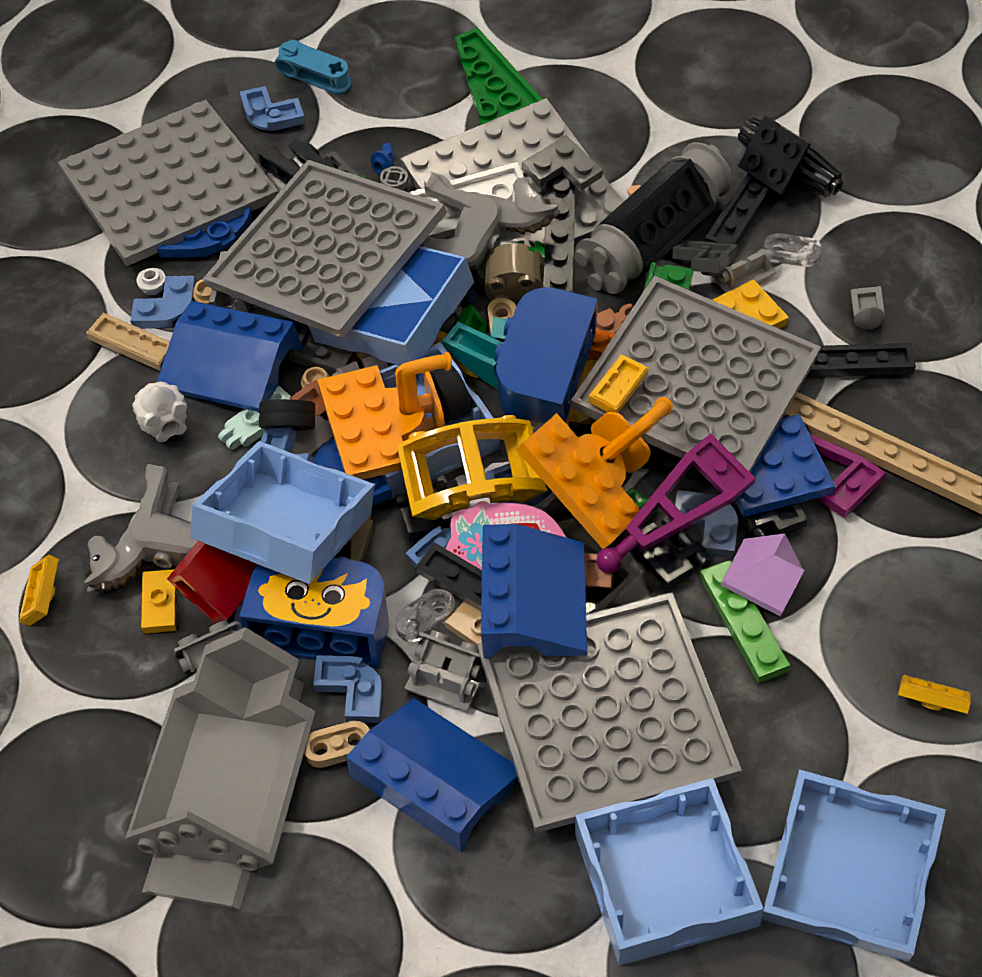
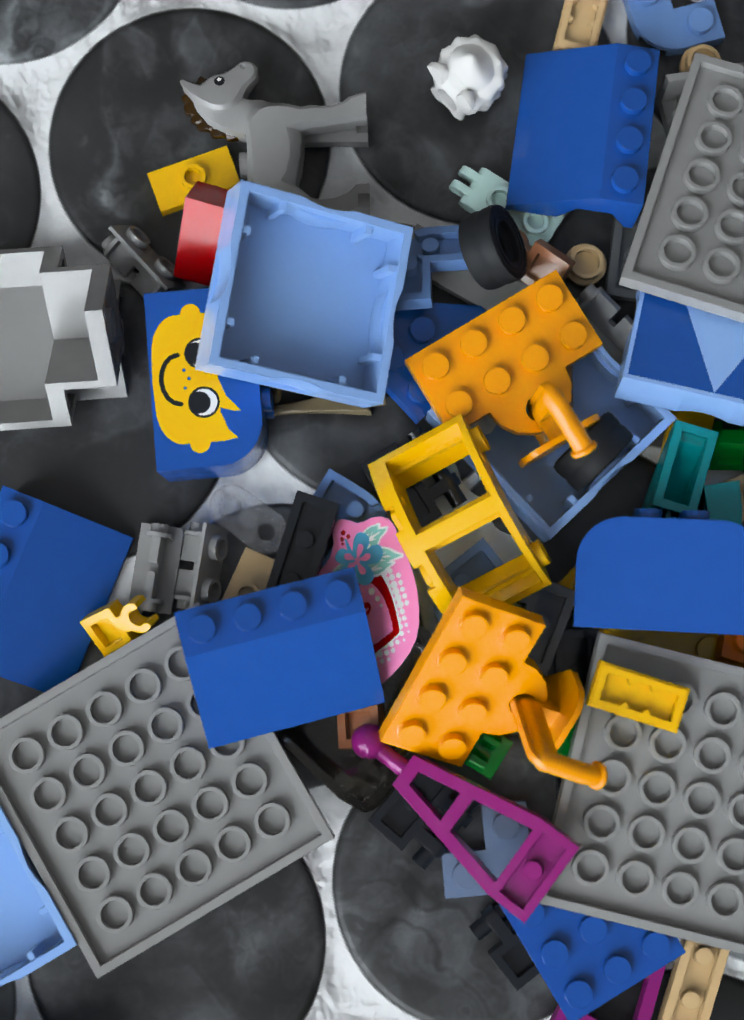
camera: 70 degrees right, 30 degrees up
(39, 590) = (167, 29): yellow plate -> none
(335, 741) = (44, 466): tan plate -> none
(355, 678) = (129, 471): medium blue plate -> none
(478, 715) = (117, 625): none -> yellow plate
(745, 626) = (344, 930): bright green plate -> none
(765, 572) = (412, 949): lavender slope -> none

